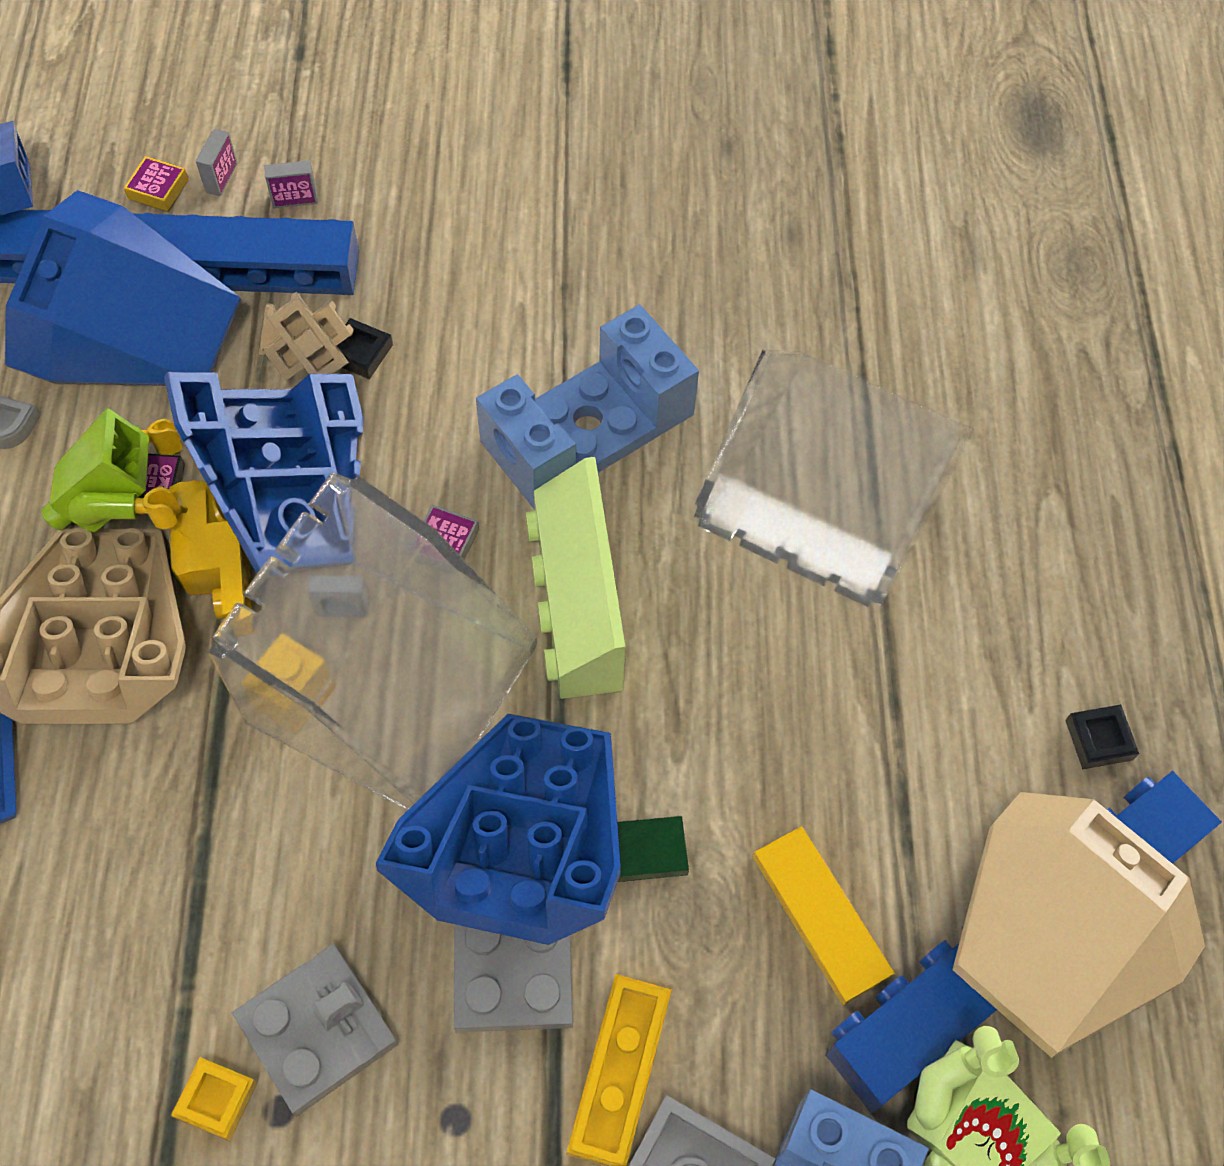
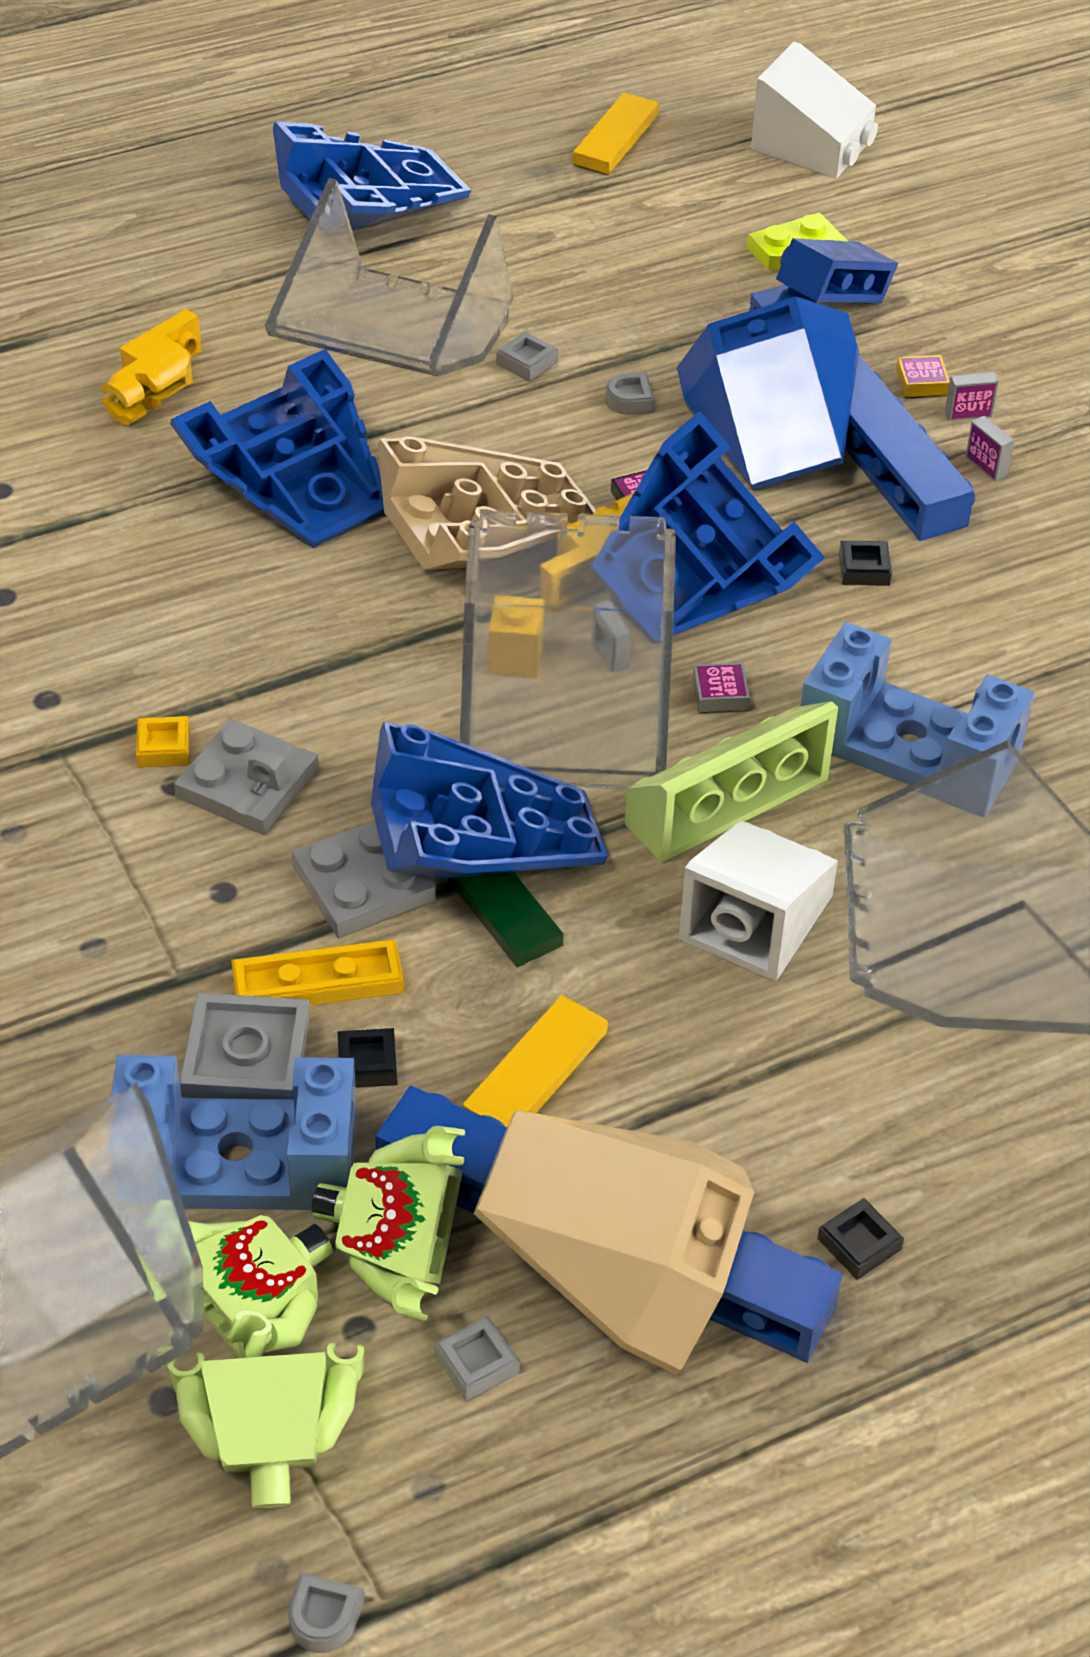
camera: 65 degrees right, 15 degrees down
(108, 473) = (608, 448): lime torso -> none
(310, 348) = (831, 503): tan piece -> none
(729, 630) = (754, 898): none -> white slope
(743, 1066) = (372, 1054): none -> black tile
(1122, 1115) = (476, 1358): none -> light grey tile

